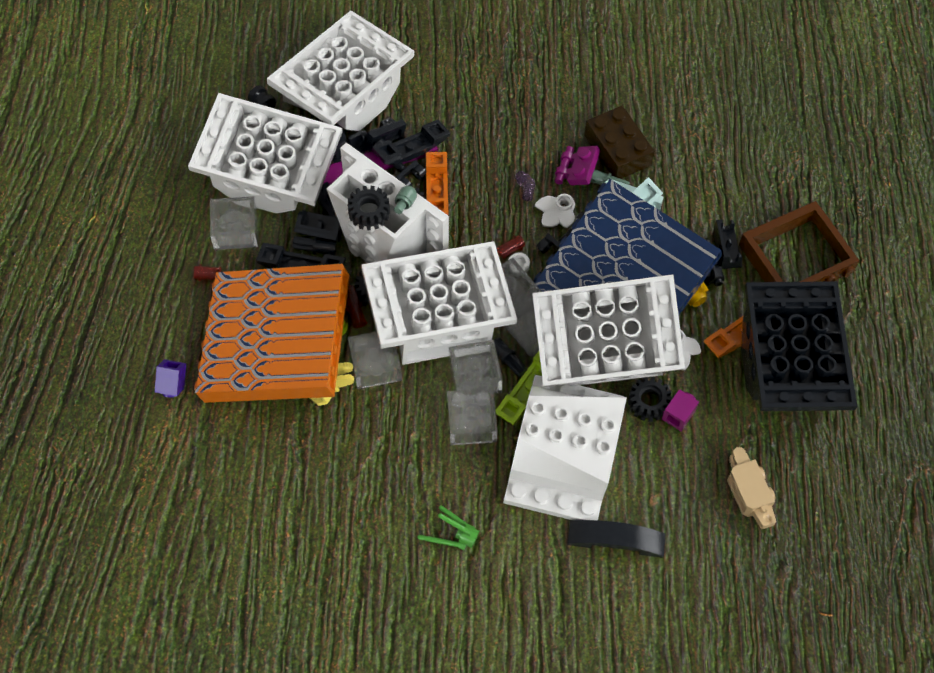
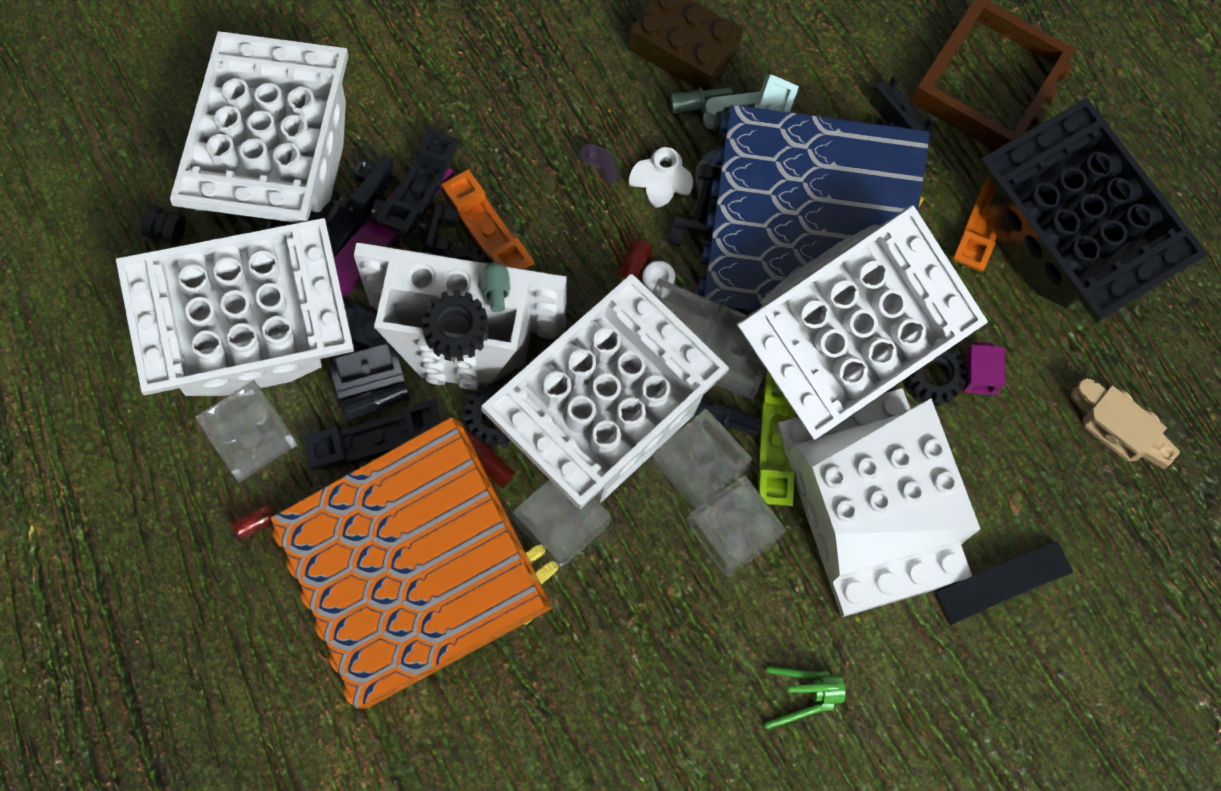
camera: 35 degrees left, 10 degrees up
(170, 378) = (305, 705): brick -> none
(582, 168) = (661, 98): magenta plate -> none

